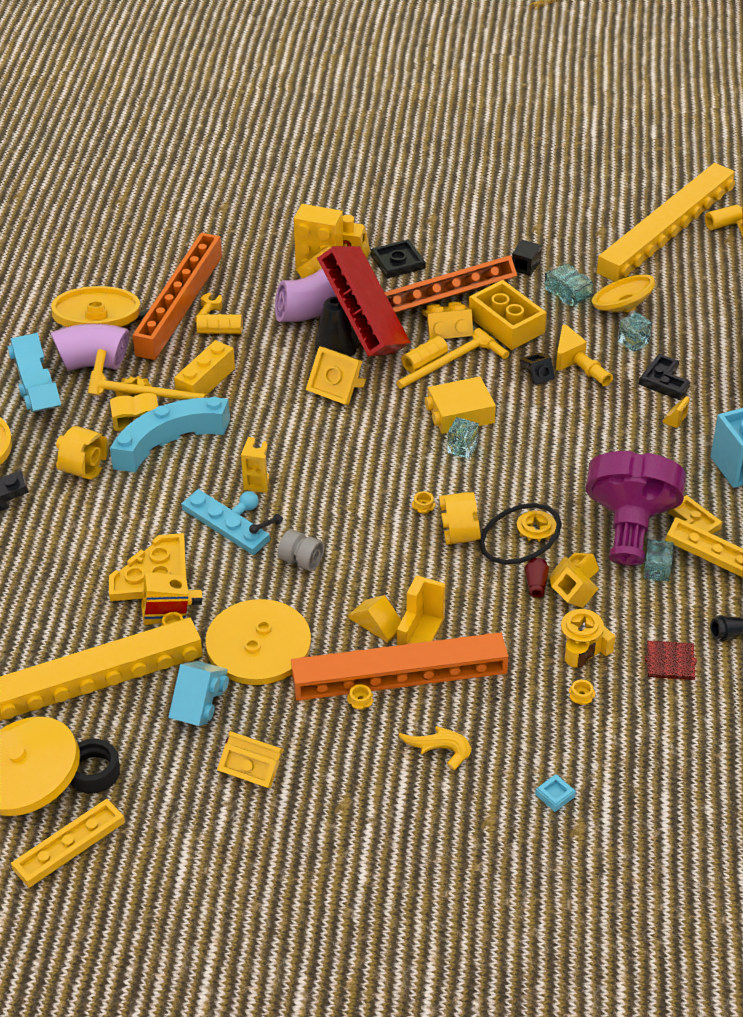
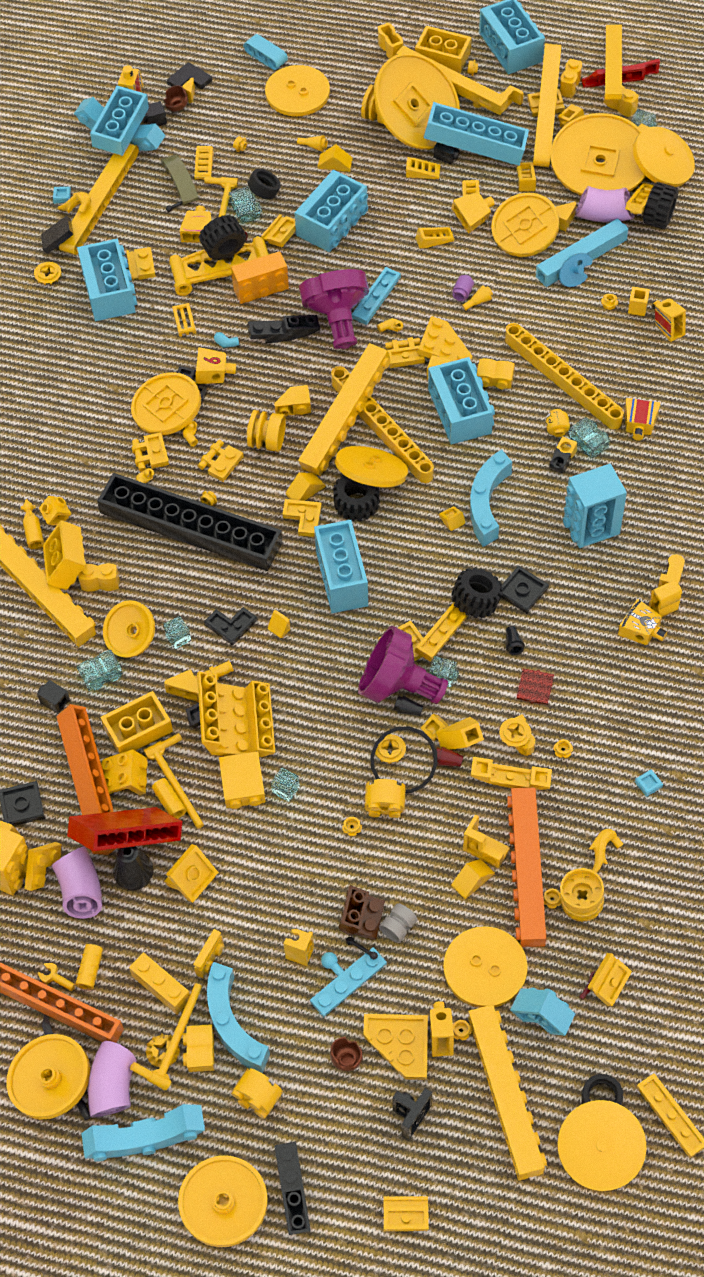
camera: 80 degrees left, 15 degrees up
(60, 579) = (412, 1111): none -> black bracket
(132, 521) = (345, 1054): none -> copper hair
(244, 401) = (211, 949): none -> yellow plate
(310, 513) = (361, 913): none -> reddish brown brick
(362, 716) = (582, 884): none -> yellow wheel
(526, 636) = (510, 776): none -> yellow slope
(533, 376) = (235, 717): none -> yellow slope
(599, 531) = (407, 706): none -> black cone
(684, 266) = (99, 577): none -> yellow brick
(694, 227) = (64, 555): none -> yellow brick

